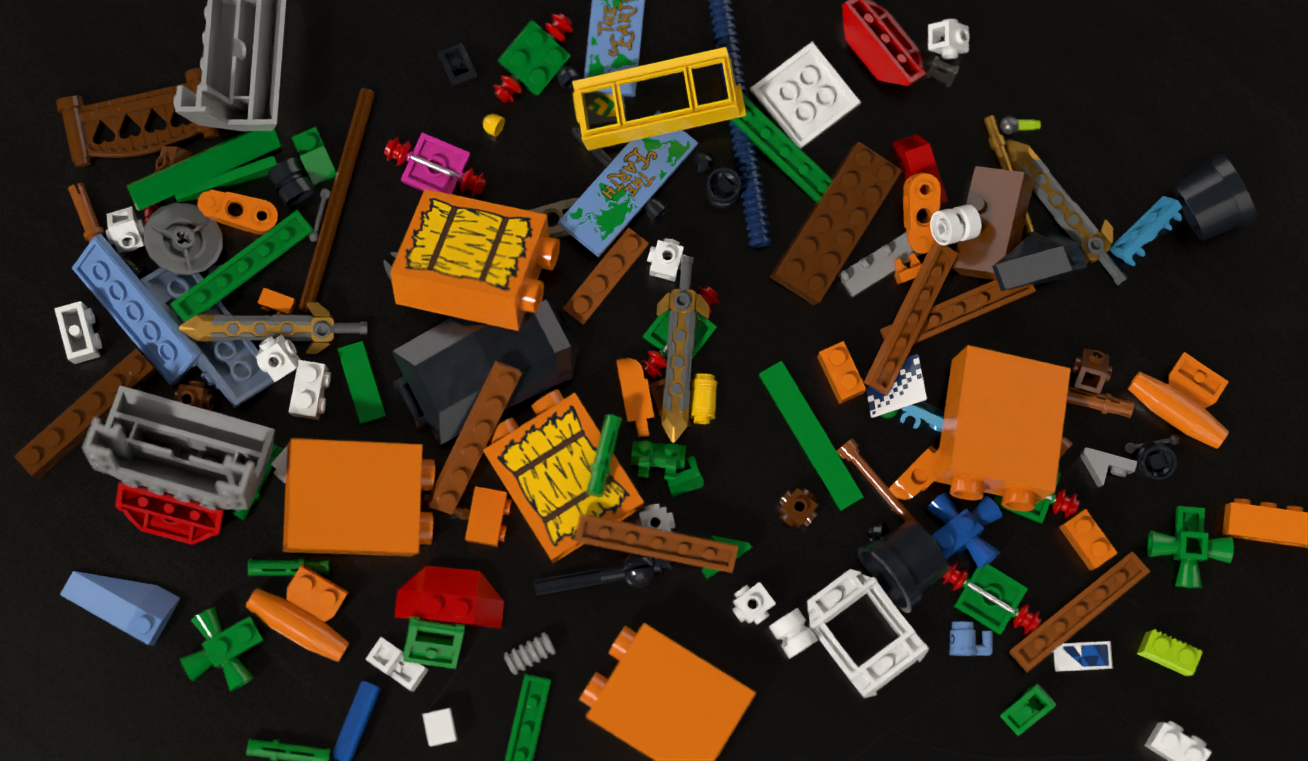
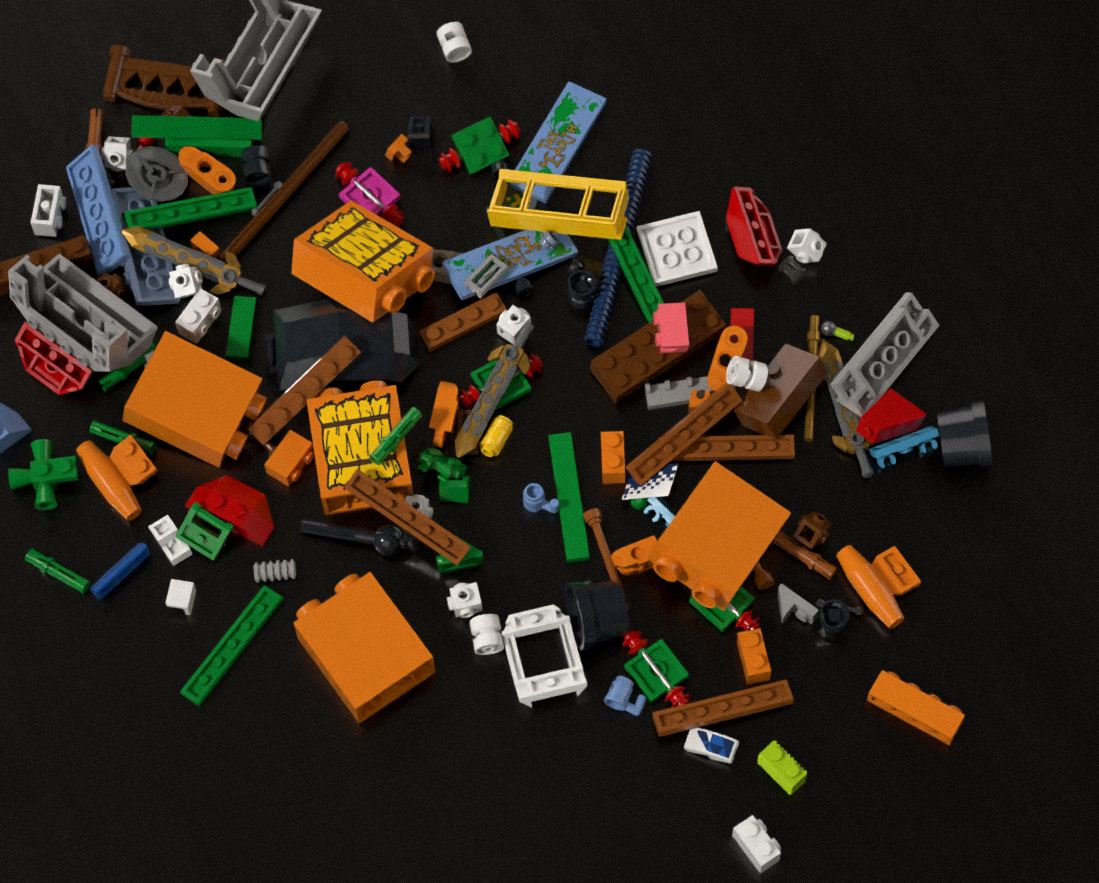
camera: 30 degrees right, 15 degrees down
(314, 156) = (282, 156): green slope -> none
(444, 98) = (399, 149): none -> orange tile
(493, 124) = (428, 182): yellow hinge -> none
(608, 238) = (476, 287): none -> light grey tile
(663, 145) = (548, 240): none -> sand blue plate
(776, 454) = (535, 500): none -> medium blue piece
(794, 517) = (533, 543): reddish brown brick -> none
(850, 202) = (672, 328): none -> coral brick
(965, 528) = (655, 608): blue brick -> none
(1027, 709) = (647, 764): green slope -> none
(1039, 259) = (803, 429): black wedge -> none
(1085, 136) = (884, 355): none -> light grey slope
(1120, 207) = (890, 418): none -> red slope
(1190, 546) = (834, 693): green brick -> none

